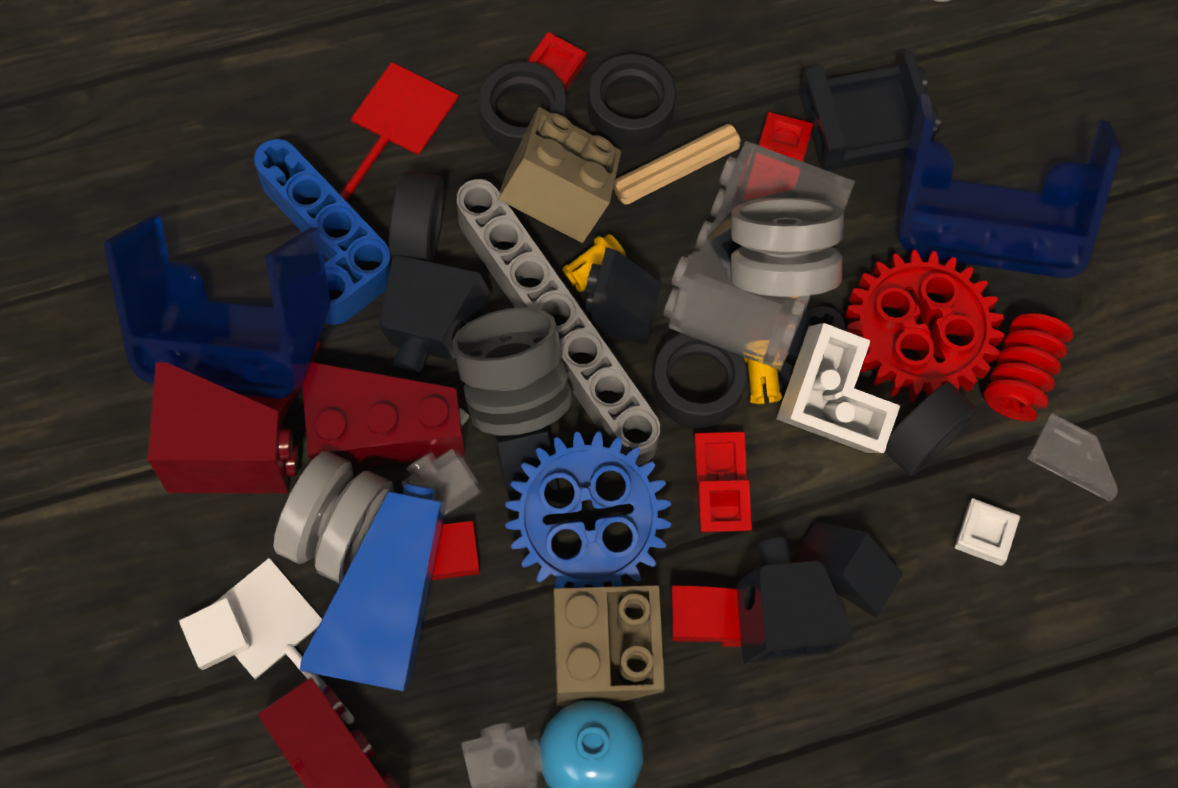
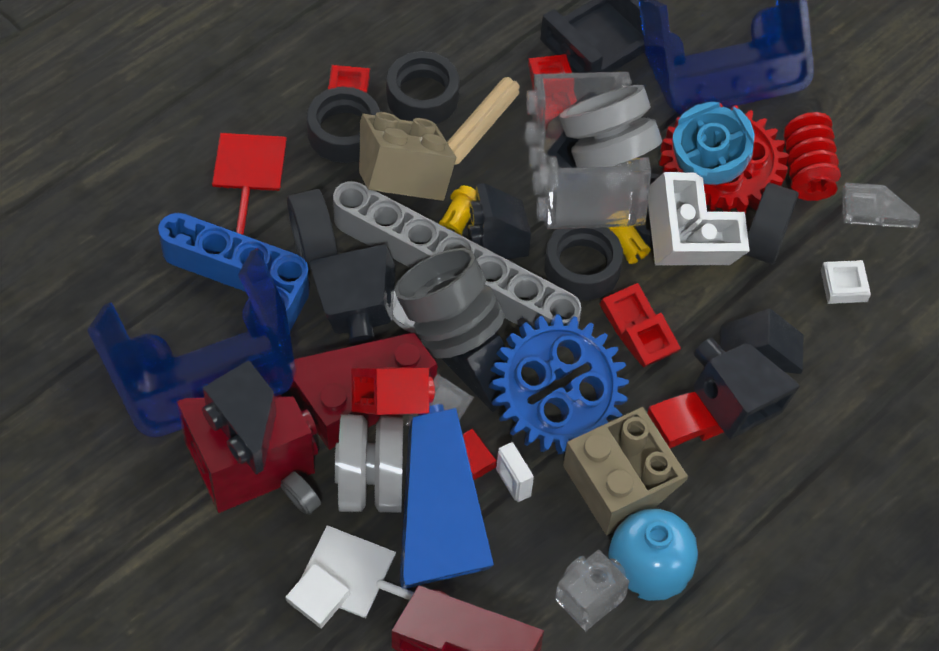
camera: 25 degrees left, 10 degrees down
(209, 411) = (245, 411): none -> black slope
(254, 512) = (300, 493): none -> dark grey tile
(381, 452) = (391, 390): none -> red brick
(488, 592) = (514, 472): none -> white tile
(902, 310) = (713, 142): none -> dark azure cylinder

